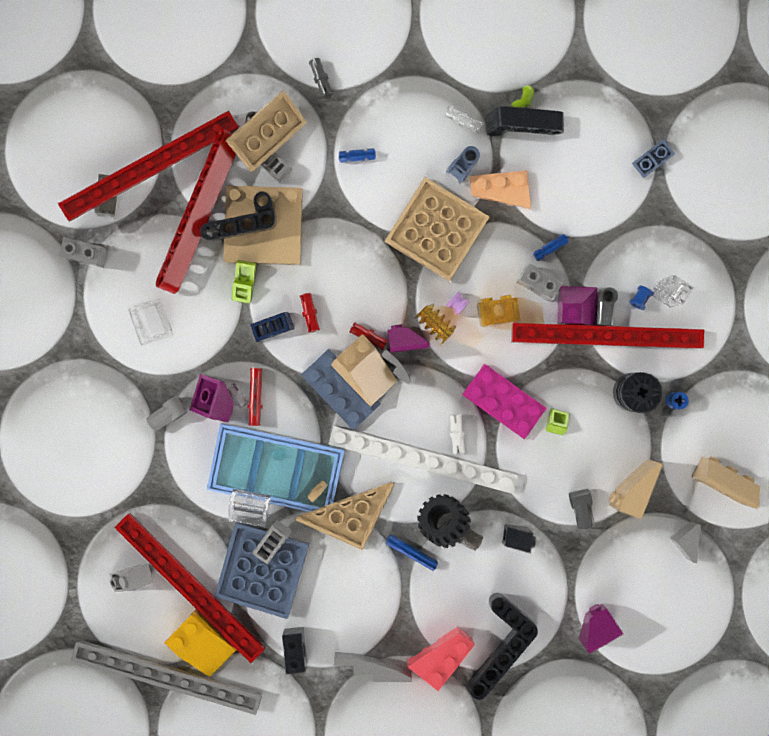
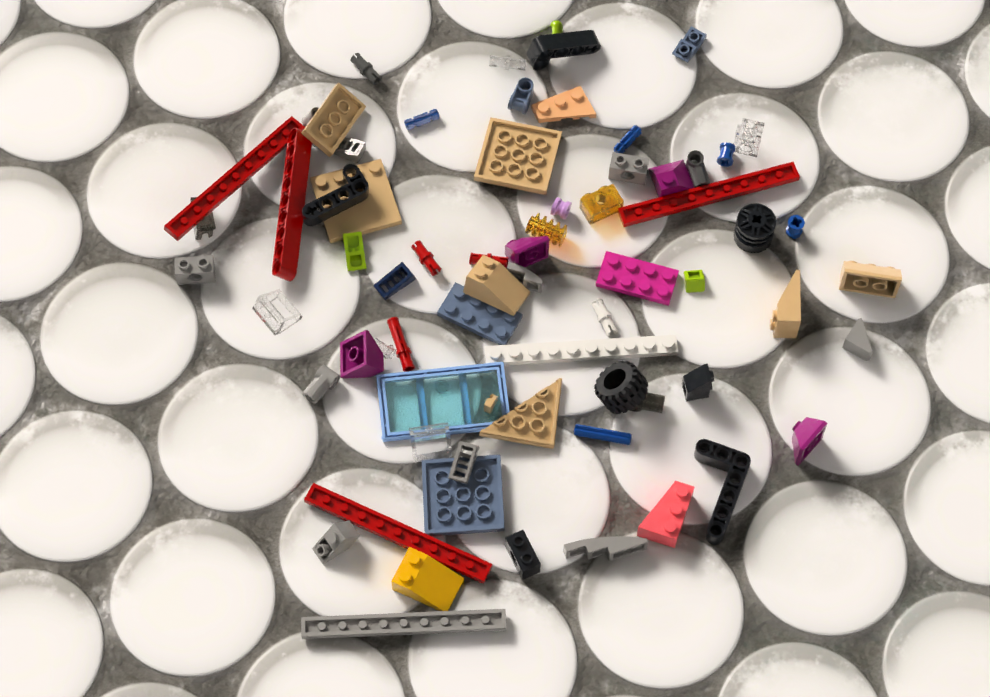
camera: 15 degrees left, 25 degrees down
(581, 503) = (745, 339): dark grey piece -> none

